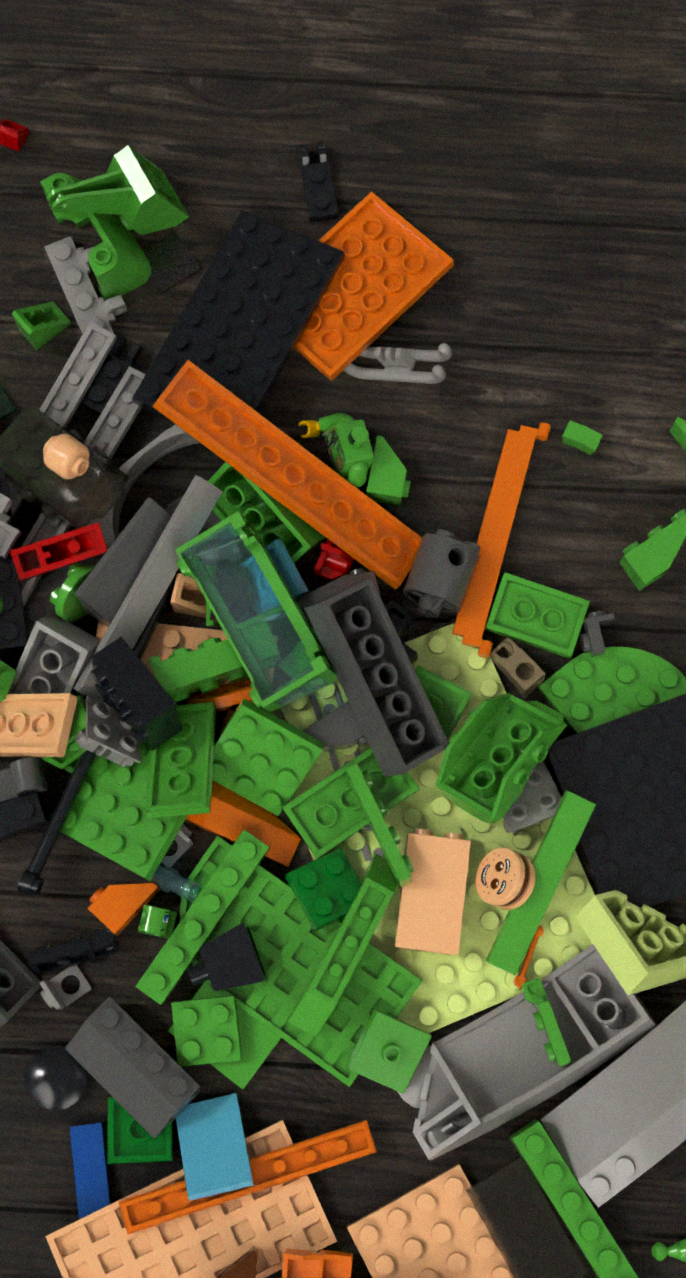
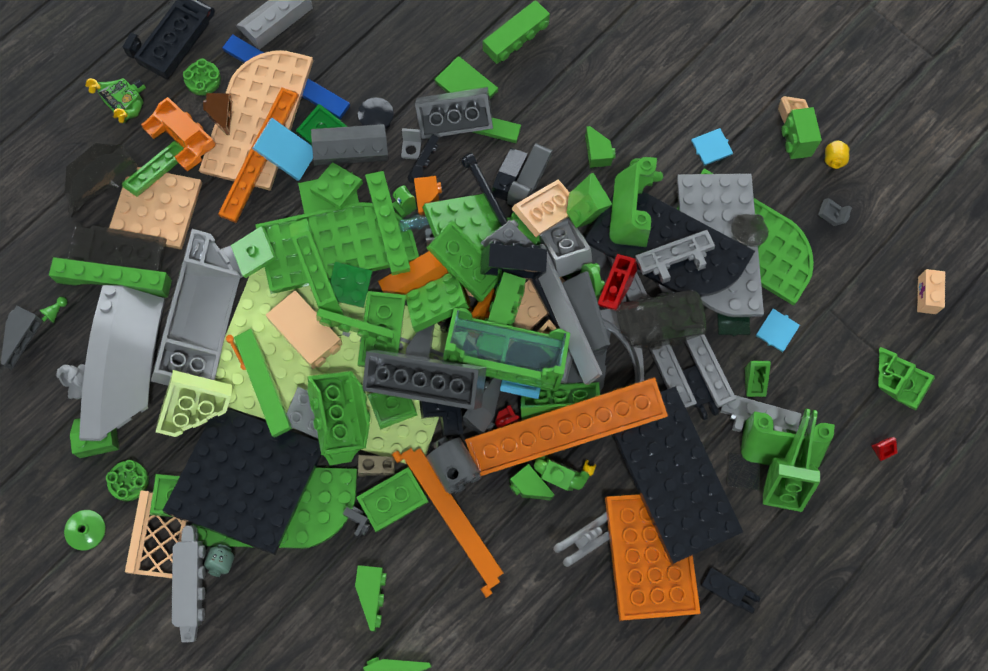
camera: 130 degrees right, 5 degrees down
(66, 456) = (661, 316): light nougat head -> none
(229, 961) = (355, 216): black torso -> none
(505, 878) = (278, 365): light nougat head -> none
(545, 1020) = (201, 332): bright green hinge -> none
(581, 437) = (465, 607): bright green piece -> none

